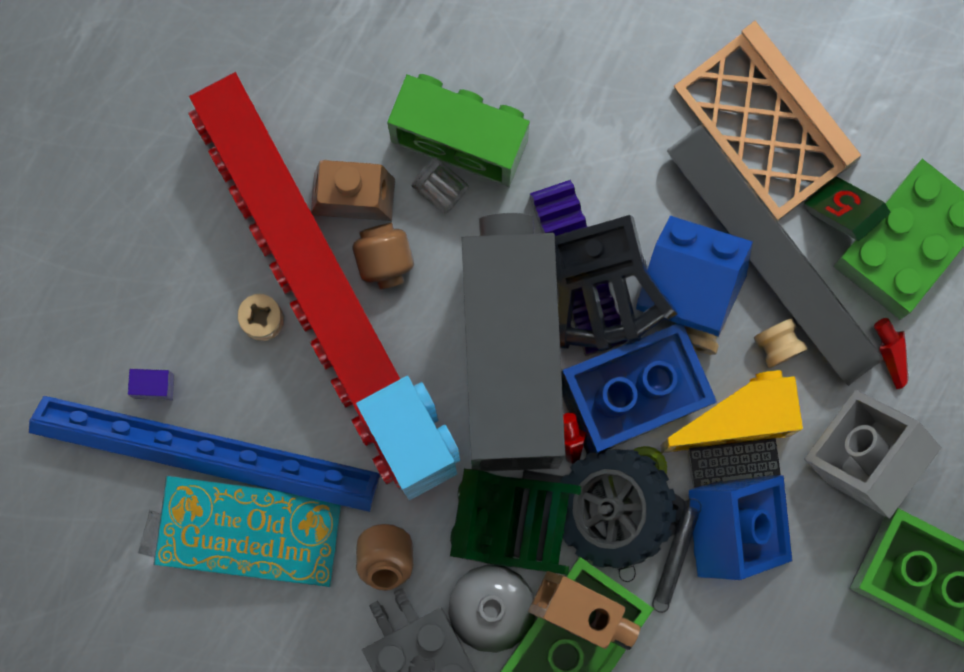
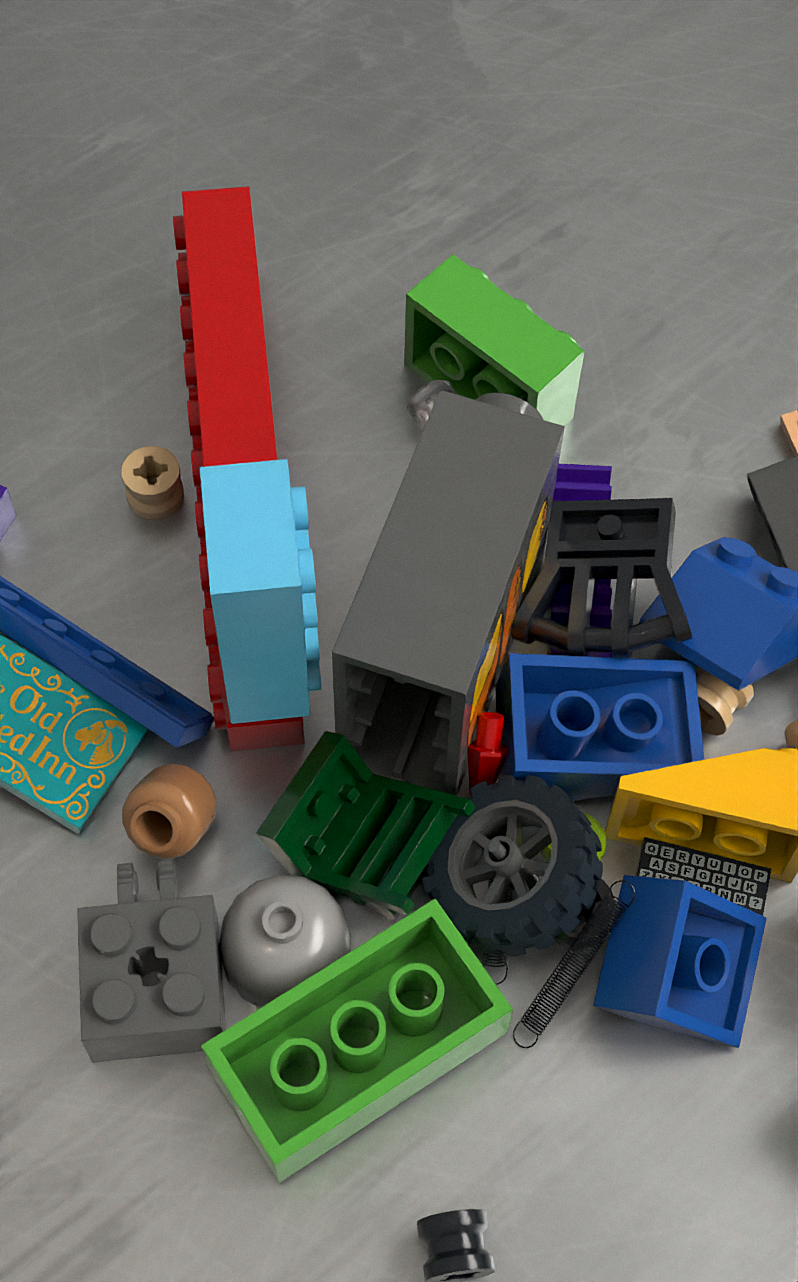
camera: 20 degrees right, 20 degrees down
(352, 191) = (332, 379): medium nougat torso -> none
(383, 255) = (337, 465): medium nougat head -> none
(569, 607) = (397, 928): medium nougat torso -> none

